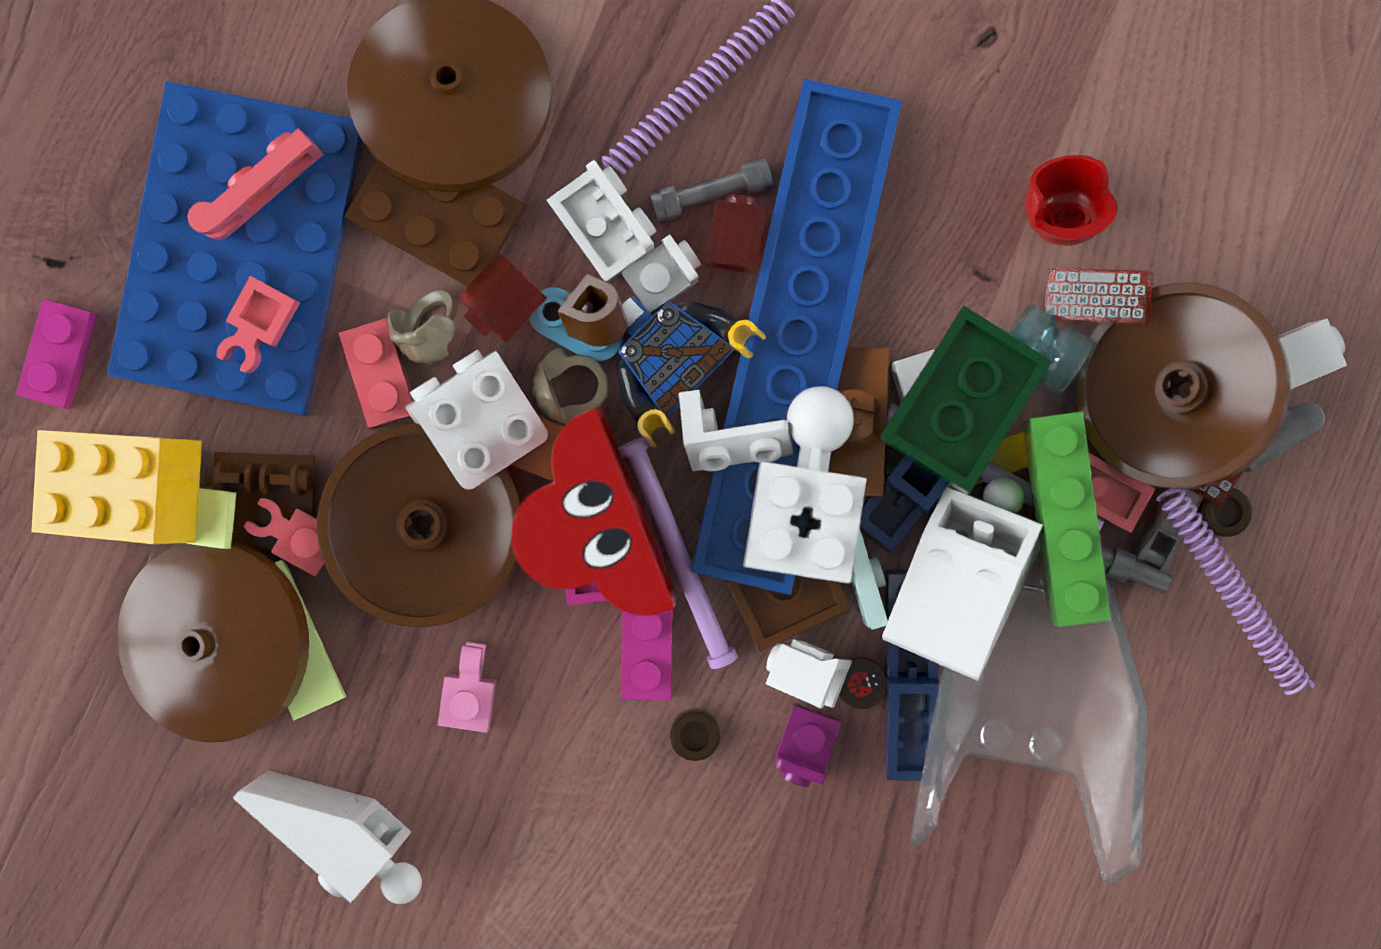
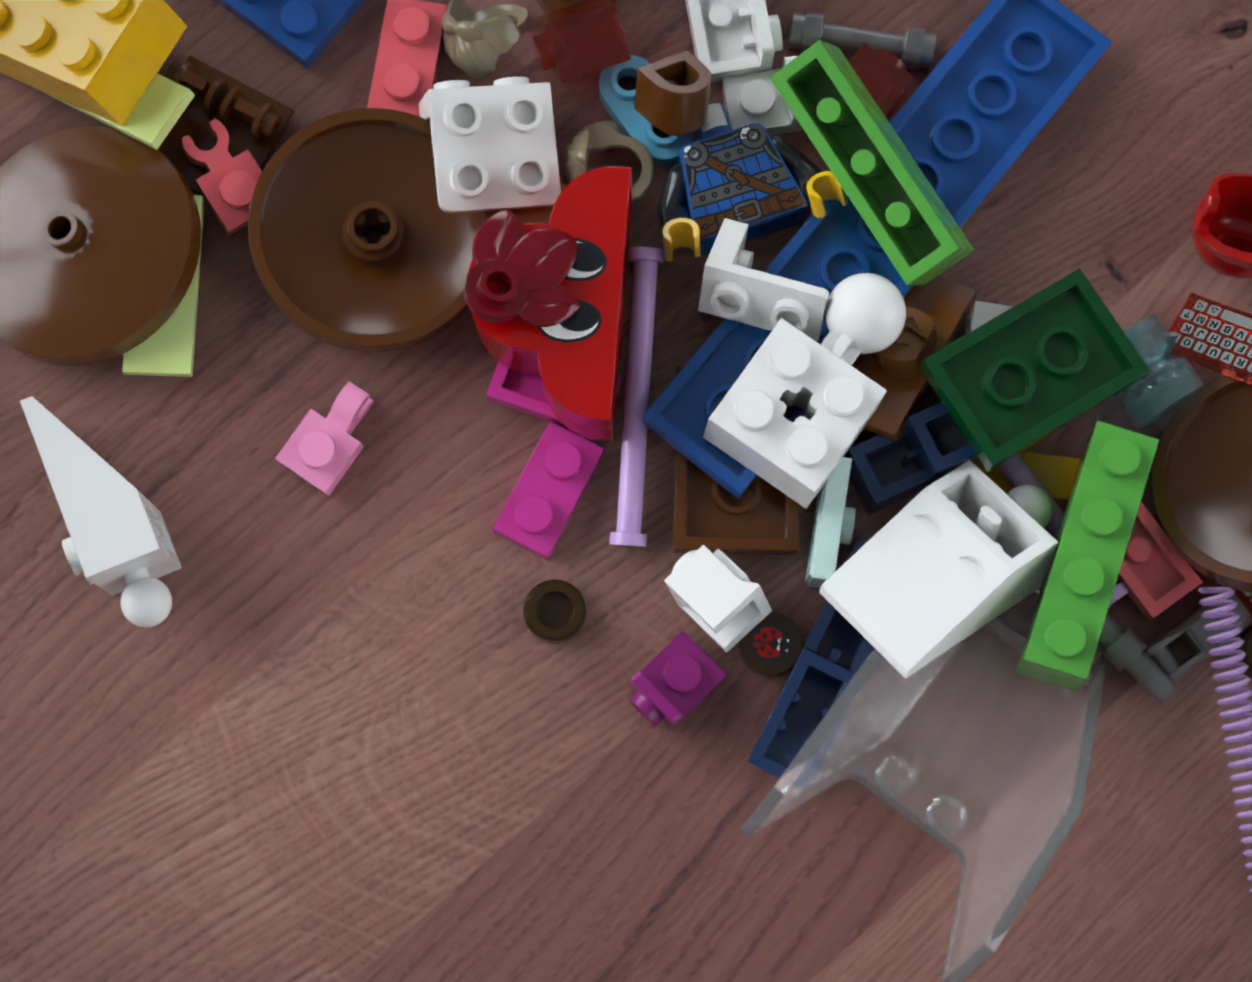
camera: 20 degrees right, 10 degrees down
(557, 526) = (528, 265): none -> dark red plate
(770, 302) = (871, 163): none -> bright green brick

